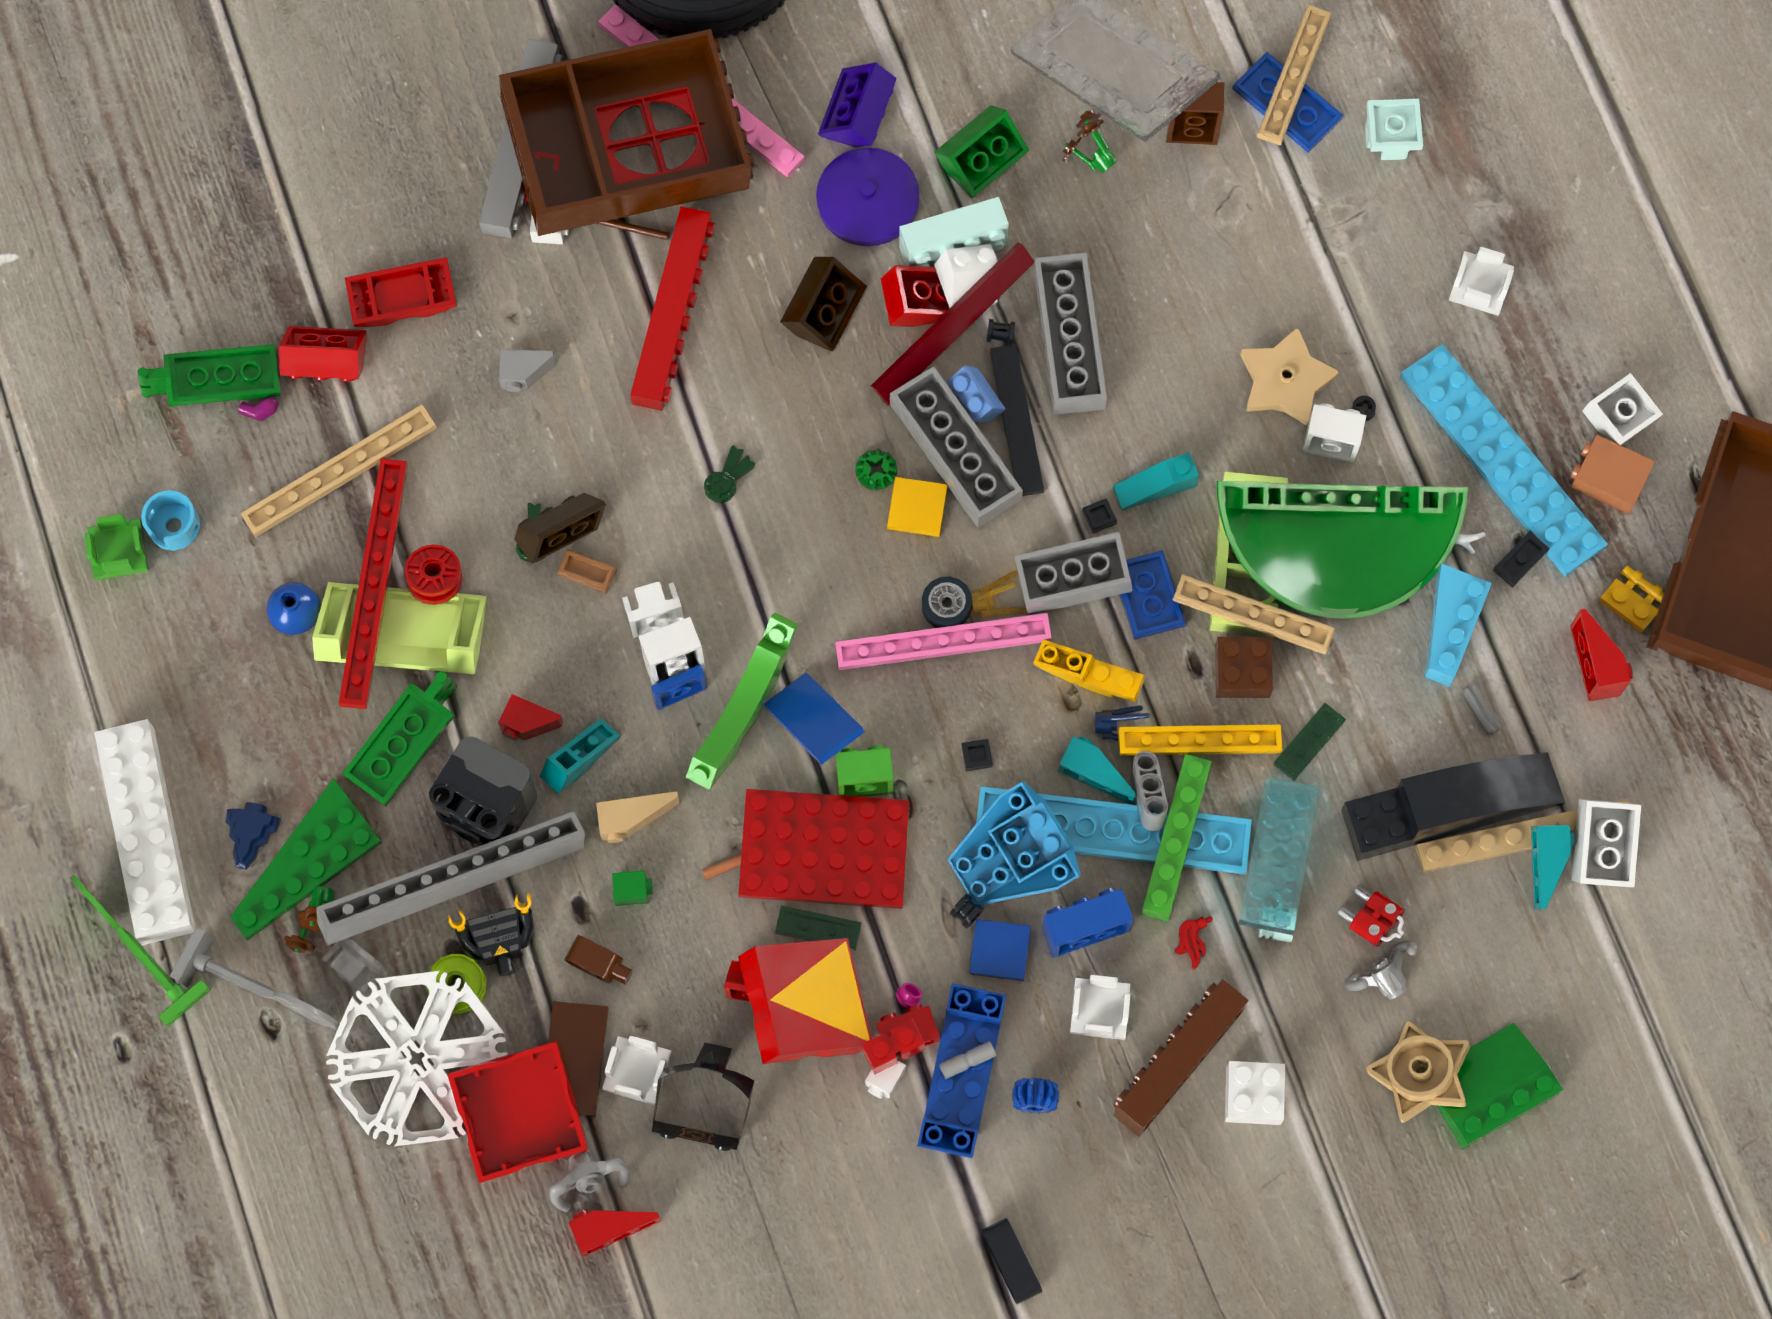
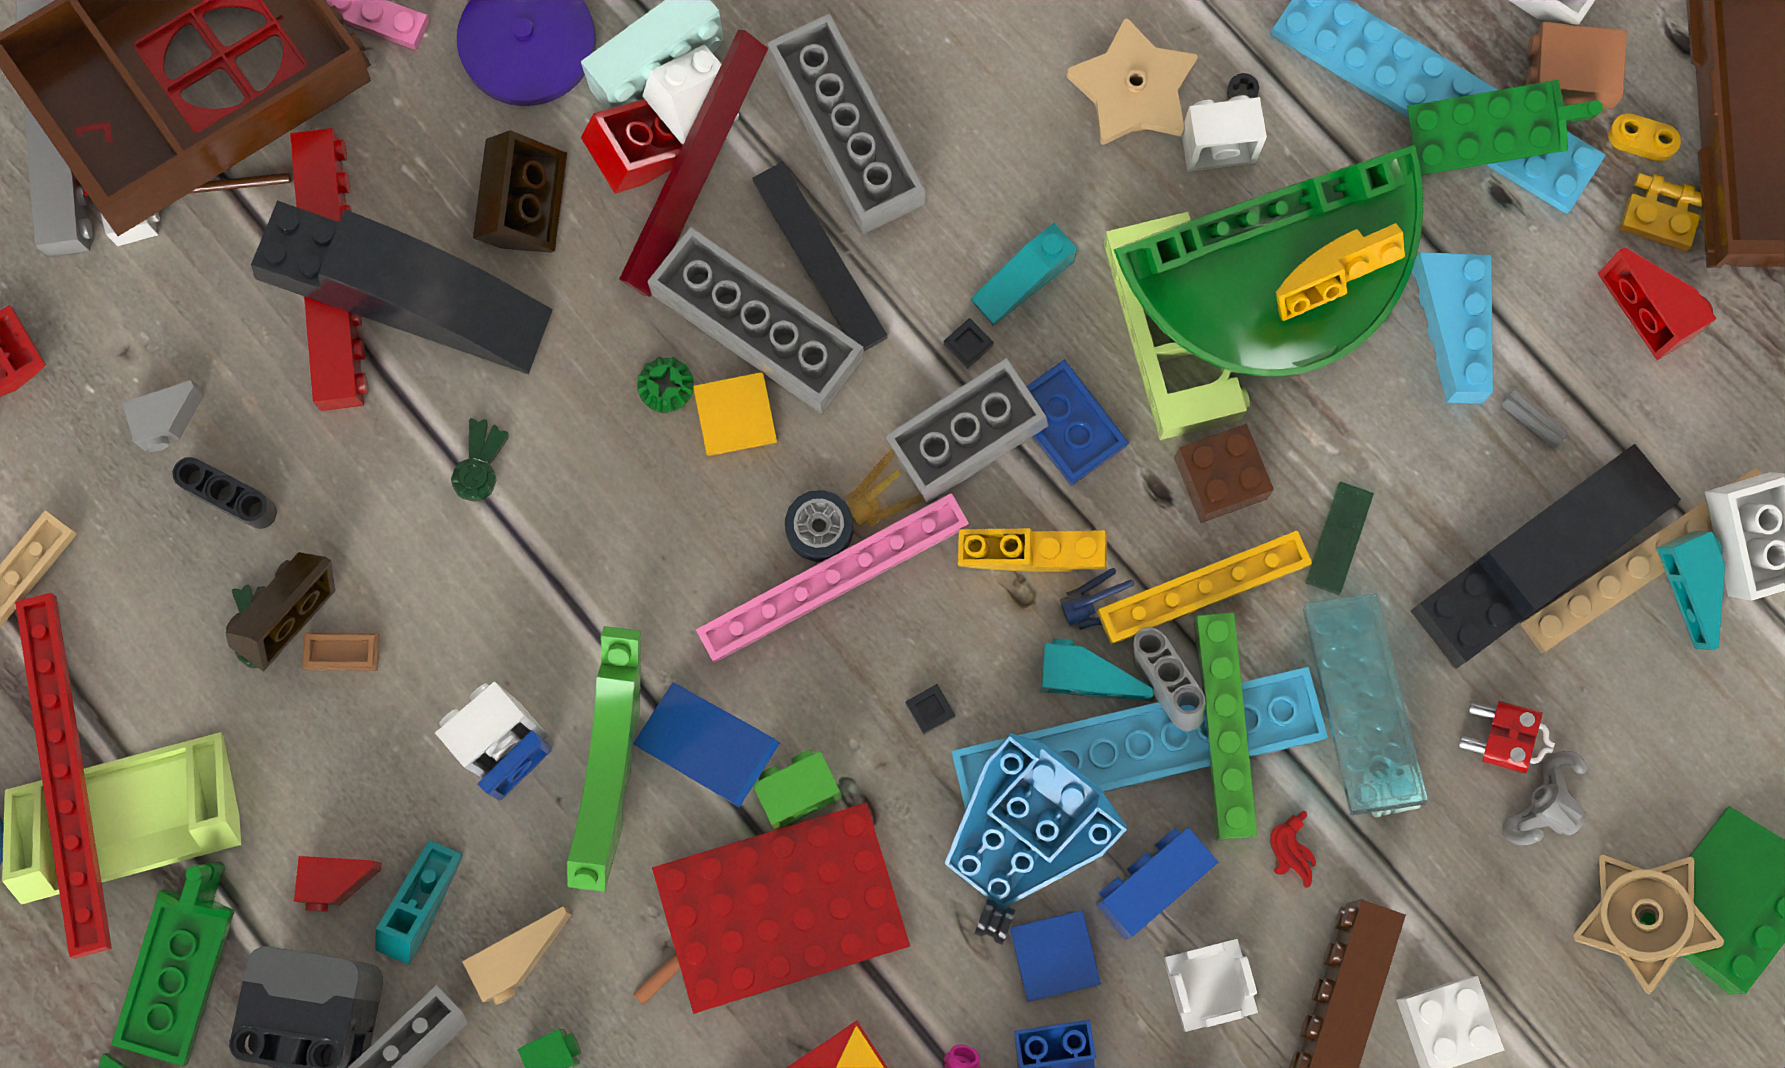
camera: 20 degrees left, 5 degrees up
(433, 560) = (121, 720): red wheel -> none
(541, 425) = (211, 483): none -> black beam
(652, 608) = (444, 675): white panel -> none
(720, 336) = (400, 284): none -> black slope
(816, 926) = (811, 1014): clear green tile -> none
(976, 394) = (757, 243): medium blue brick -> none
(1000, 331) = (757, 152): black bush -> none
(1253, 614) = (1213, 402): tan tile -> none
(1377, 551) = (1325, 272): none -> yellow slope
(1464, 540) = (1431, 211): white bar -> none
(1521, 559) = (1509, 211): black plate -> none
(1530, 495) = (1494, 126): none -> green hinge
(1641, 542) = (1645, 138): none -> yellow plate

